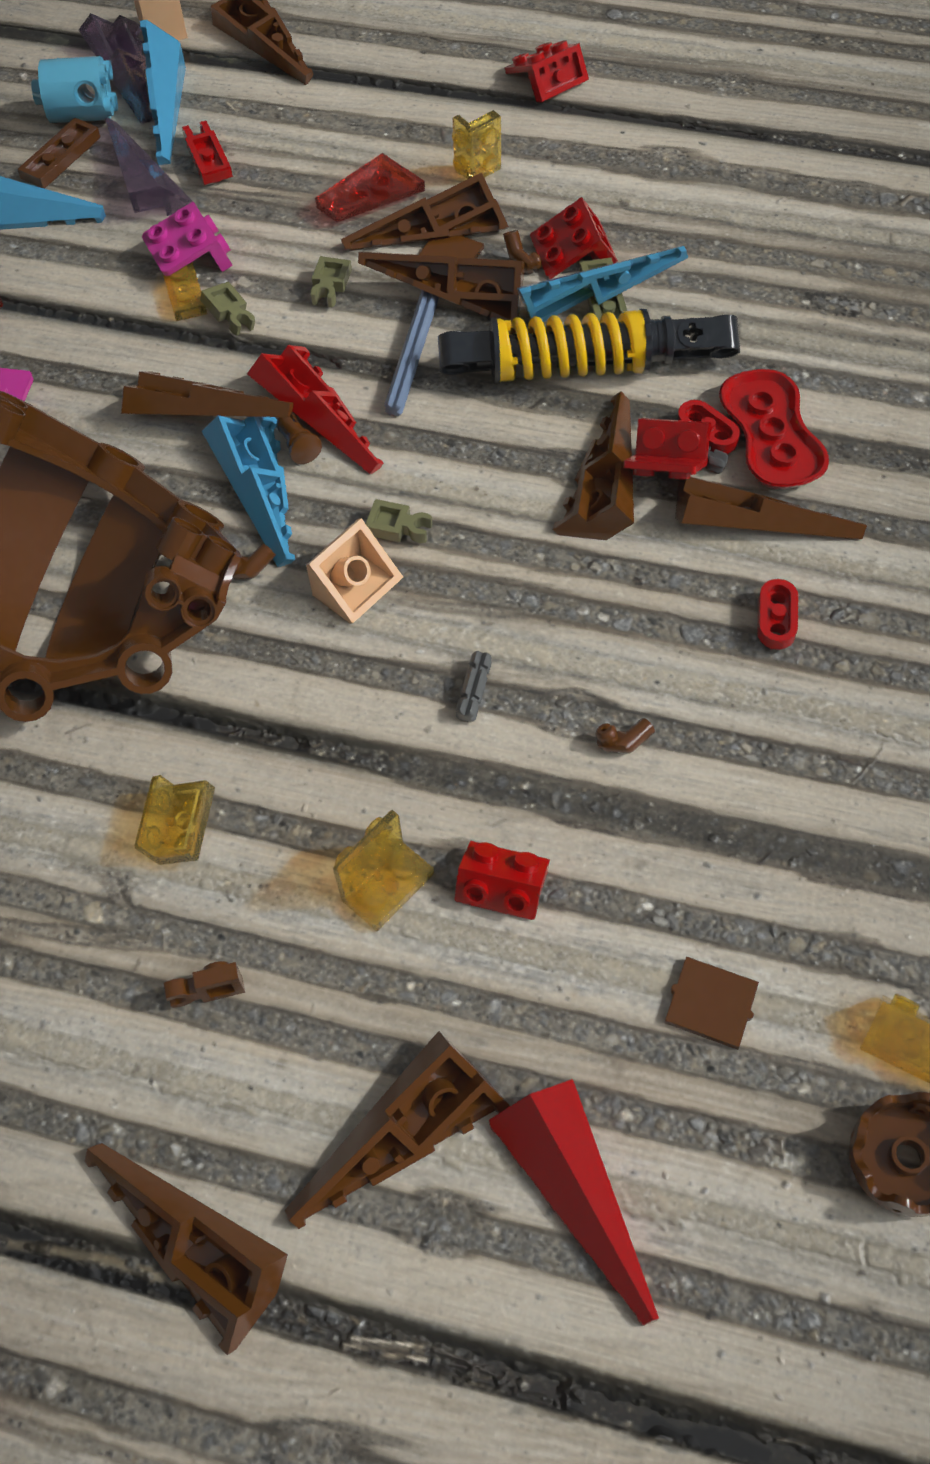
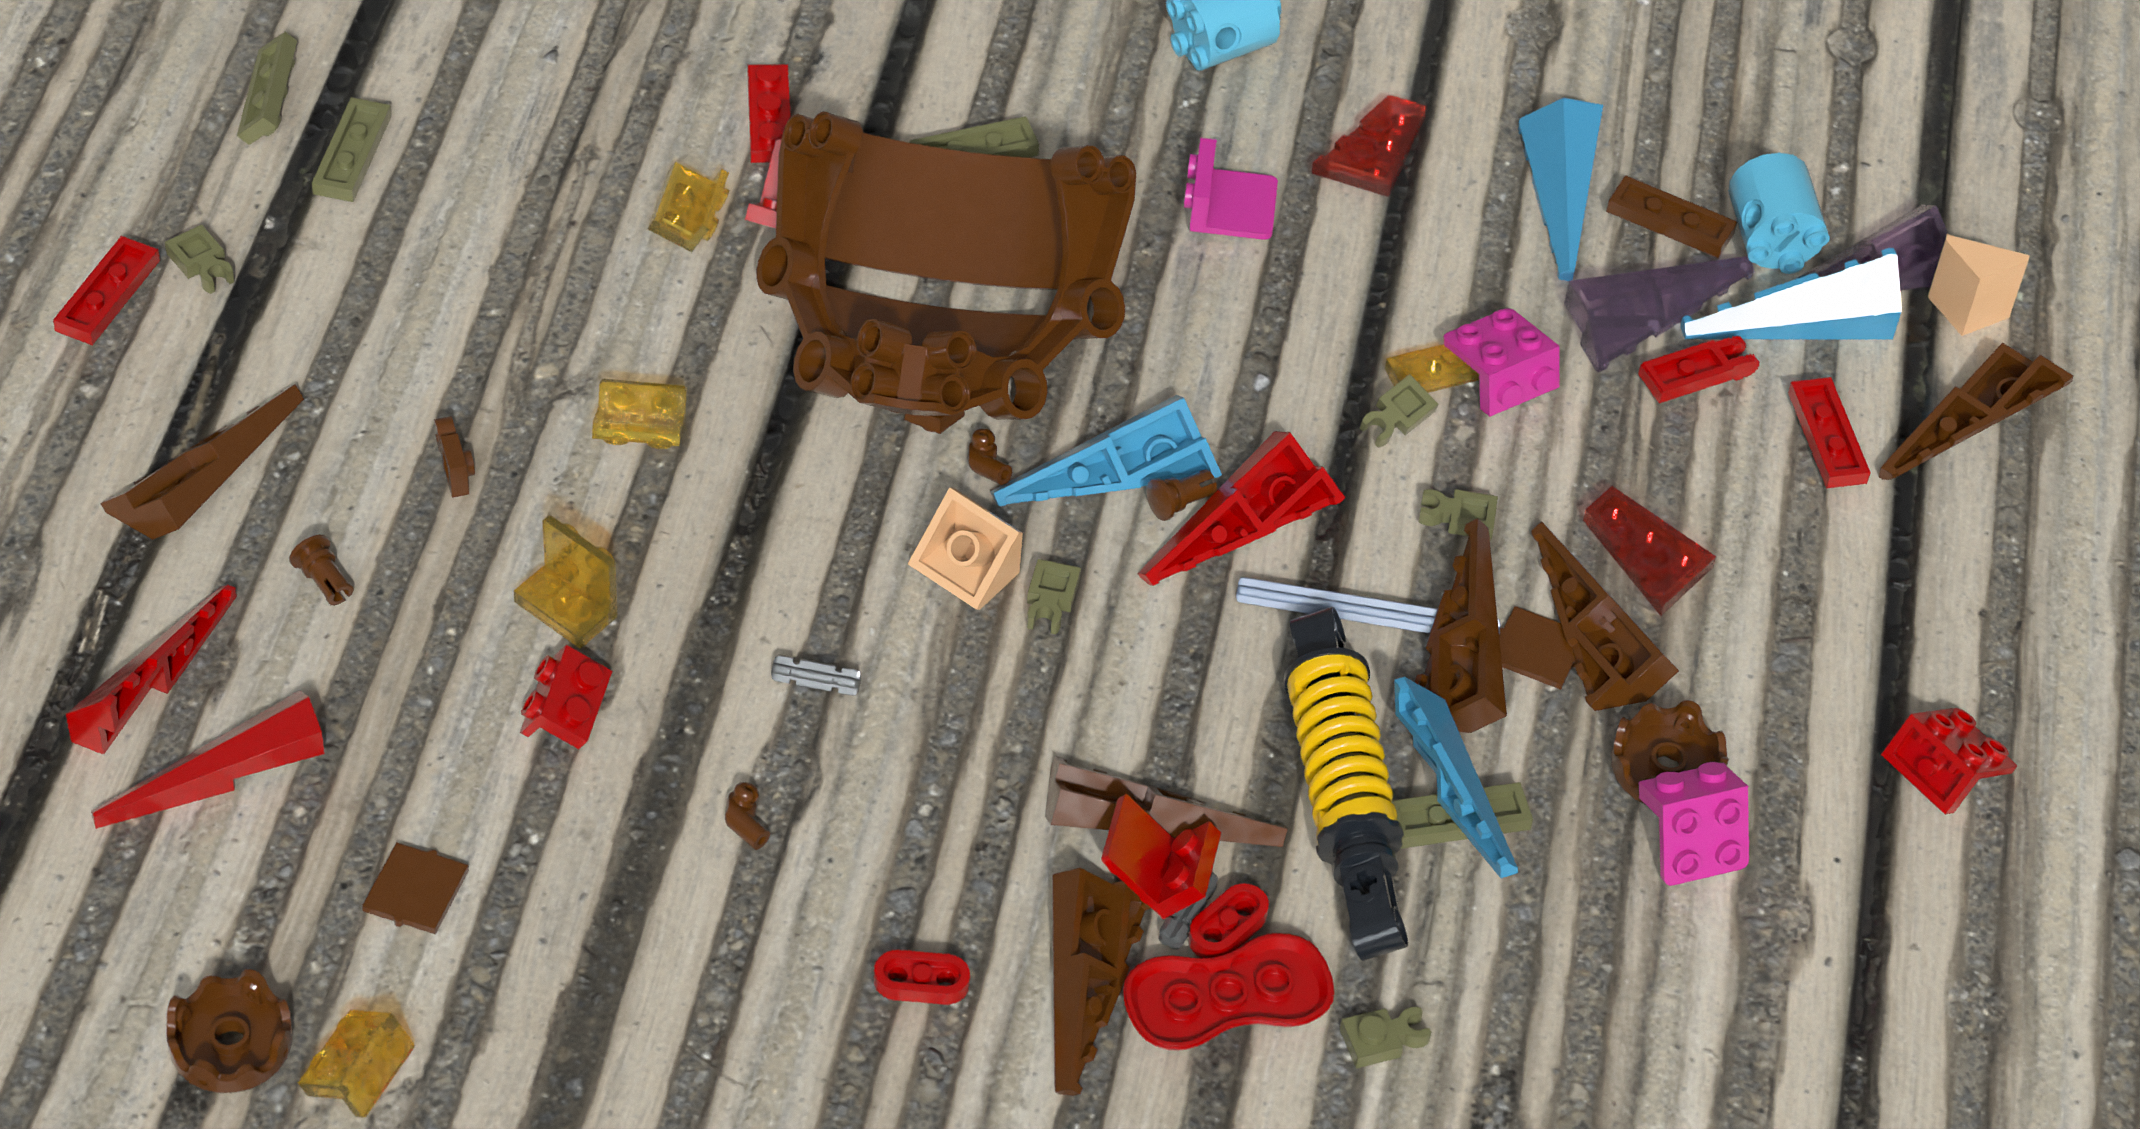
camera: 80 degrees right, 10 degrees down
(184, 397) = (1227, 379): reddish brown wedge -> none
(272, 96) = (1829, 432): none -> red plate
(341, 1104) = (319, 564): none -> reddish brown pin
(424, 1106) = (321, 642): reddish brown wedge -> none
(477, 145) = (1726, 656): clear yellow bracket -> none
(502, 1290) = (105, 711): none -> red wedge
(516, 252) = (1527, 728): reddish brown arm -> none
(553, 175) = (1663, 732): none -> reddish brown plate
(571, 237) = (1572, 785): red bracket -> none
(609, 168) = (1699, 821): none -> dark pink bracket
(791, 356) = (1378, 1038): none -> olive plate

